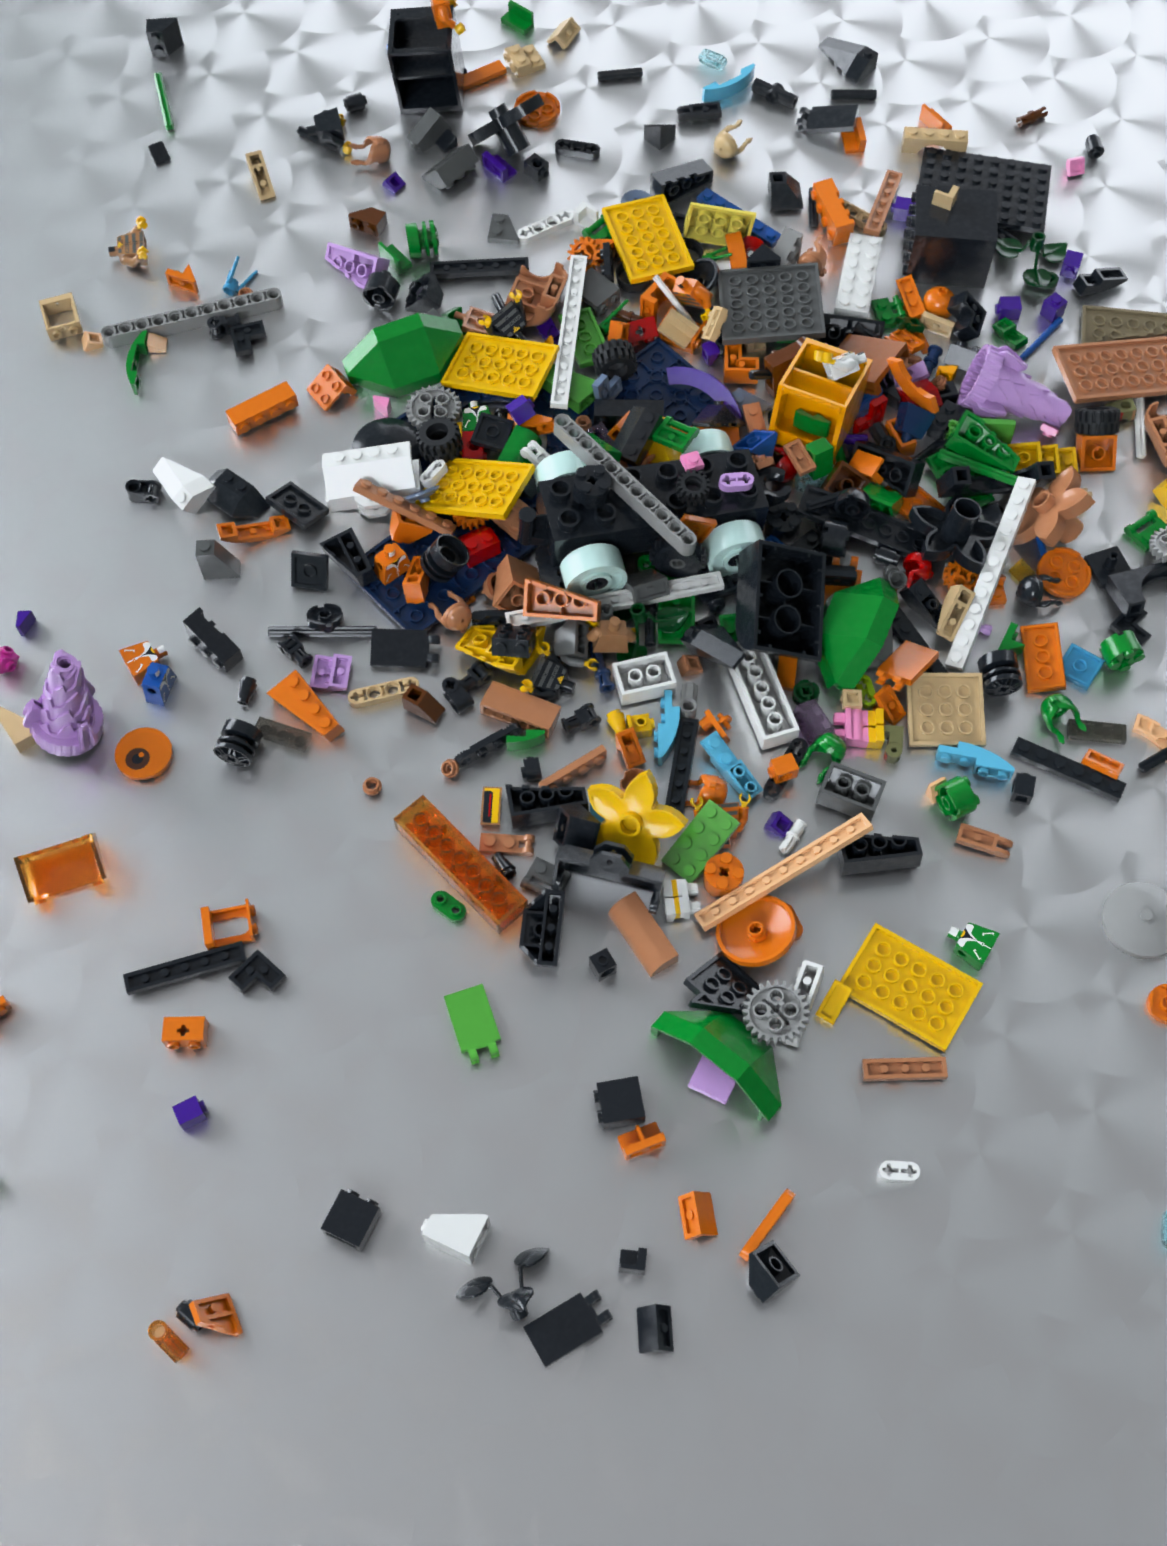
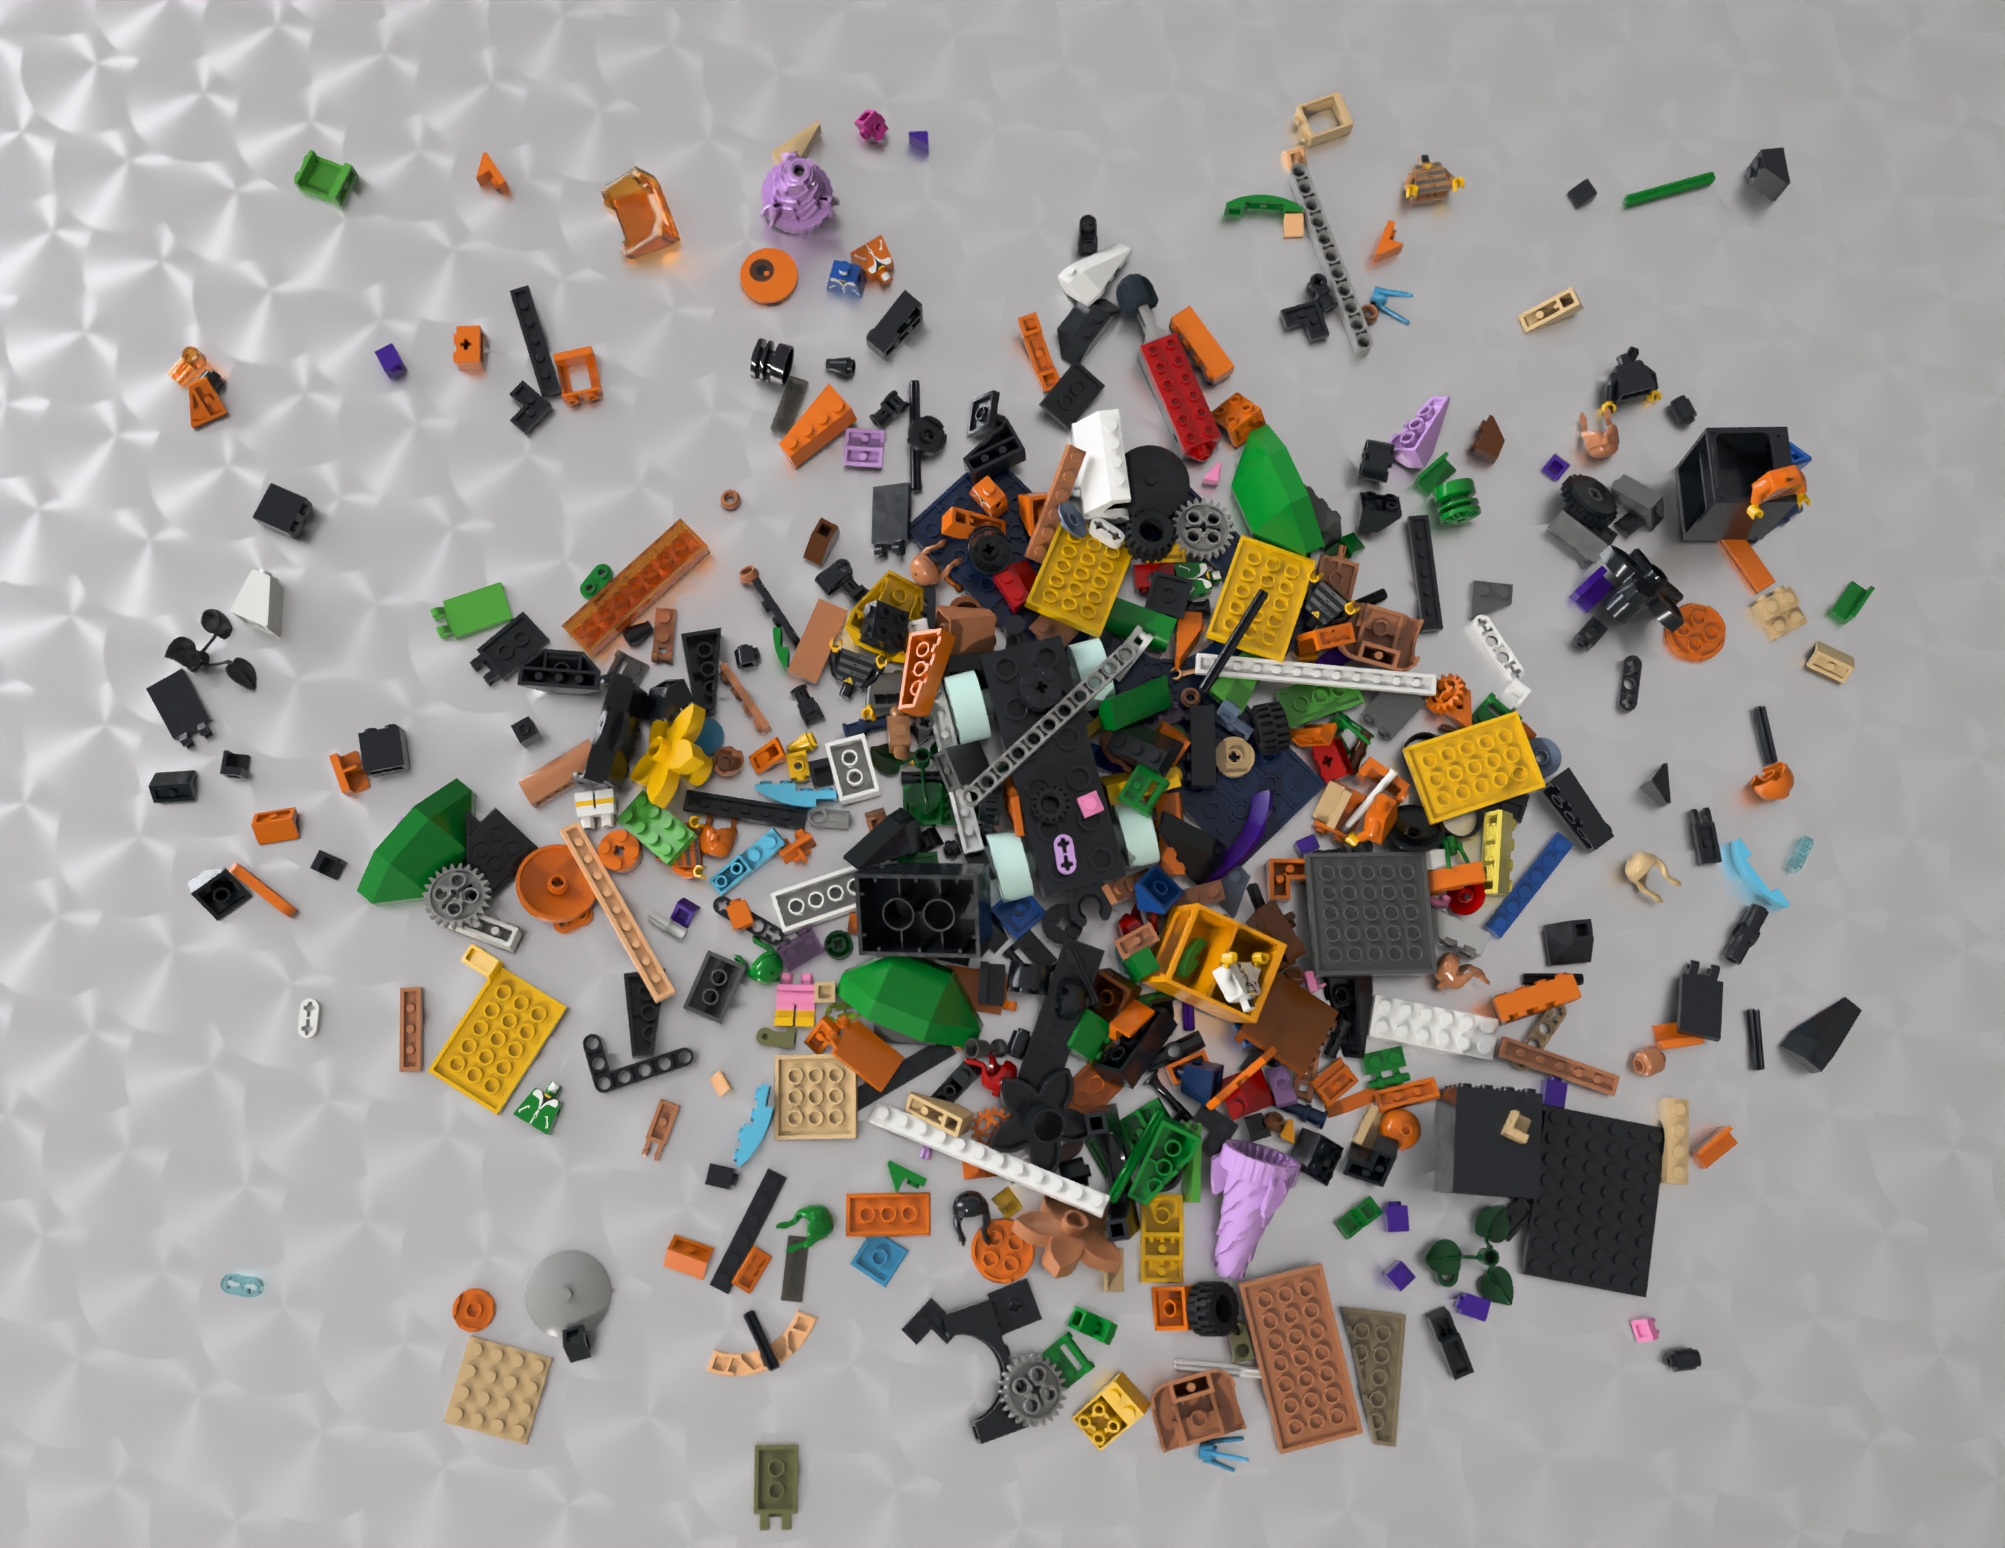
camera: 85 degrees right, 15 degrees up
(216, 561) = (992, 318): dark grey slope -> none
(286, 430) = (1169, 374): none -> red piece
(383, 689) = (841, 503): tan beam -> none
(428, 157) = (1589, 500): none -> black gear
(491, 806) = (706, 618): slope -> none
(514, 986) = (509, 648): none -> black tile
(521, 409) = (1192, 622): dark purple brick -> none
(541, 312) = (1325, 638): none -> orange panel
(542, 375) = (1233, 641): none -> black axle
(607, 254) = (1434, 721): black plate -> none
(636, 386) = (1242, 749): none -> tan plate
(645, 707) = (821, 773): none -> black panel
(657, 68) = (1774, 783): none -> orange cylinder
(716, 319) = (1331, 844): tan plate -> none
(739, 1157) = (328, 865): none -> black panel
(763, 257) = (1440, 905): black slope -> none
(875, 152) = (1649, 1061): none -> nougat head
(875, 414) = (1219, 1037): red plate -> none
(910, 324) = (1362, 1092): dark green plate -> none
(930, 862) = (634, 1069): none -> black beam
(956, 798) = (704, 1100): green brick -> none
(1000, 673) = (858, 1160): black wheel -> none
(1031, 116) = (1734, 1279): reddish brown pin -> none
(1041, 338) = (1352, 1256): blue bar -> none
(1049, 430) = (1206, 1253): bright pink plate -> none
(1097, 816) = (688, 1256): none -> orange panel
(1119, 505) = (1092, 1325): none -> green brick
(1121, 651) = (888, 1304): green brick -> none

